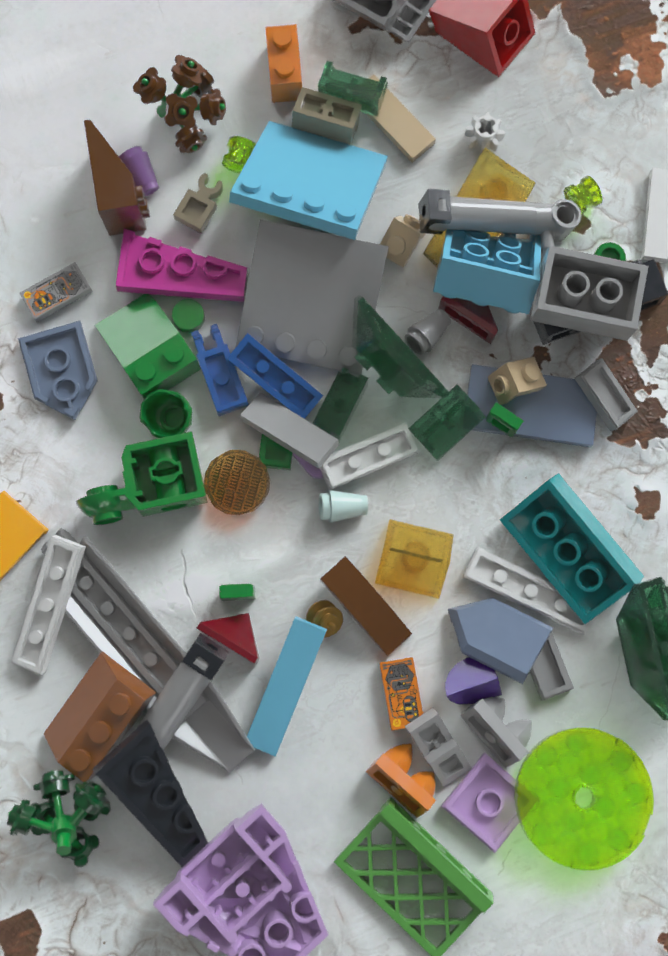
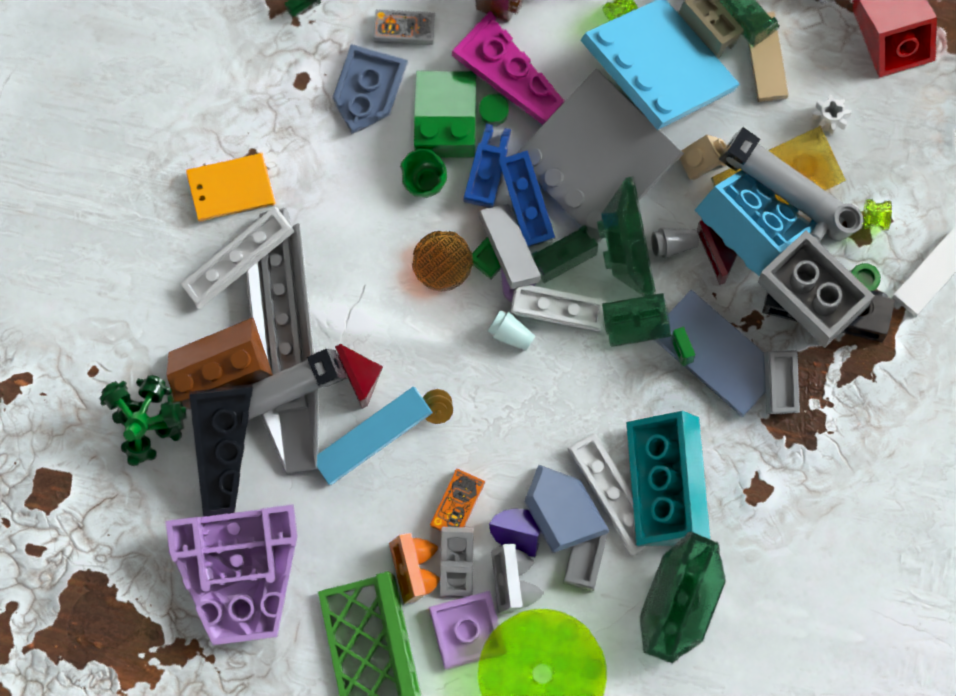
camera: 40 degrees right, 5 degrees down
(157, 479) = (383, 216): green brick -> none
(197, 207) = (559, 31): dark tan plate -> none
(237, 592) = (384, 342): green tile -> none
(365, 606) = (475, 418): reddish brown slope -> none
(414, 559) = (538, 408): clear yellow slope -> none
(516, 379) = (716, 322): tan bracket -> none

